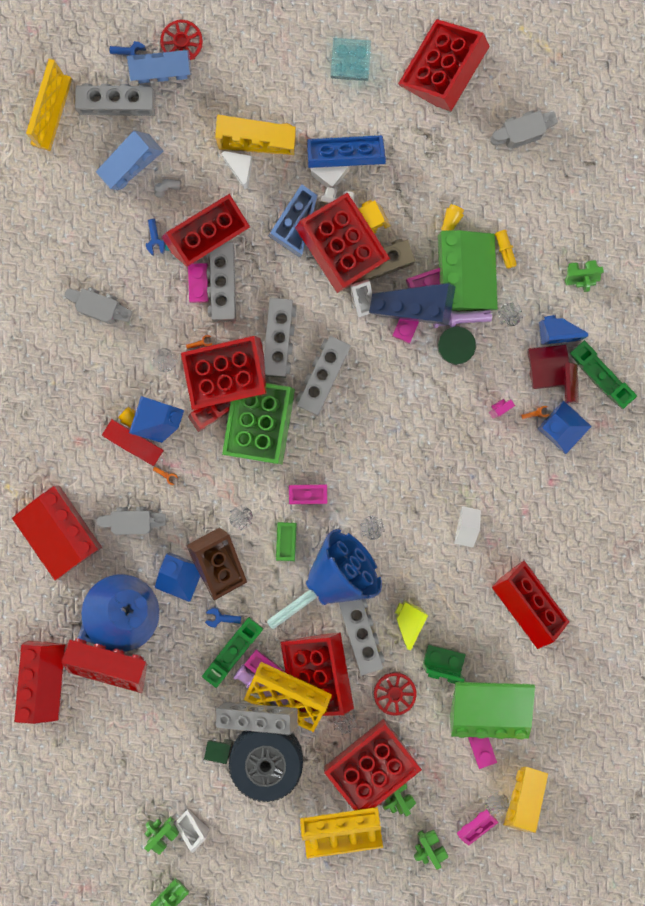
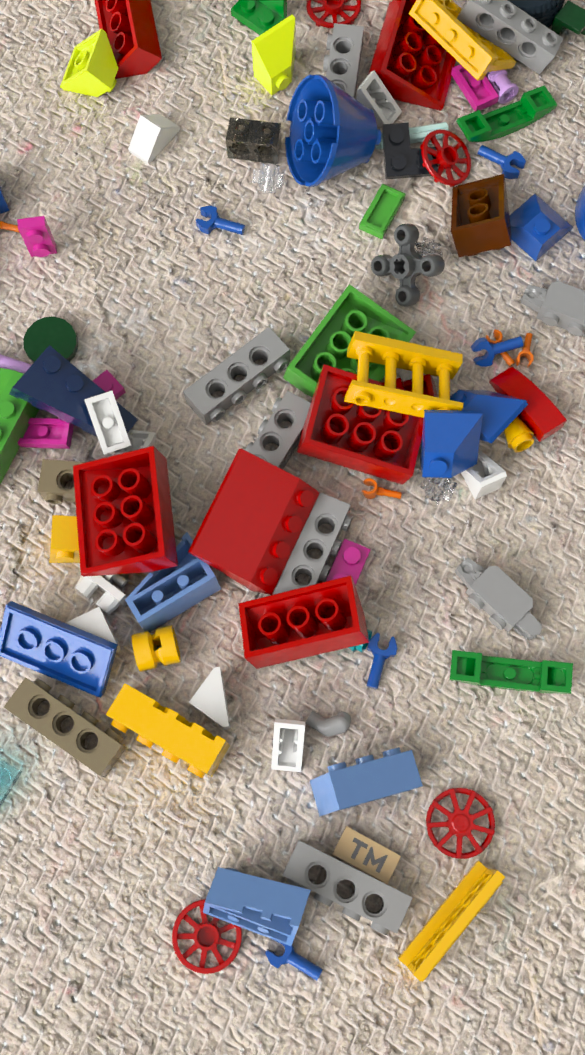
camera: 150 degrees left, 15 degrees down
(67, 165) = (460, 823): none -> red wheel
(73, 265) = (511, 673): none -> green slope
(112, 123) = (366, 855): none -> tan tile
(142, 381) = (484, 476): none -> white slope
(148, 480) = (526, 351): none -> orange hand
(166, 381) = (449, 442): none -> blue slope
(174, 465) = (493, 349): none -> blue bar
(184, 163) = (288, 745): none -> white slope
(210, 430) = (405, 356): none -> yellow fence
(248, 499) = (407, 265): none -> dark grey gear
(259, 597) = (446, 158): none -> red wheel
(262, 277) = (254, 522): none -> red slope
(290, 585) = (398, 157): none -> black plate
(293, 177) = (145, 649): none -> yellow wheel
(308, 494) = (328, 249): dark pink plate -> none
(310, 104) = (25, 705): none -> dark tan brick
(324, 621) = (375, 96): none -> white slope
(382, 294) = (107, 422): none -> white plate
(391, 482) = (217, 222): none -> blue bar
(396, 551) = (253, 140): none -> clear smoke brick
(539, 559) = (91, 67): none -> neon yellow slope

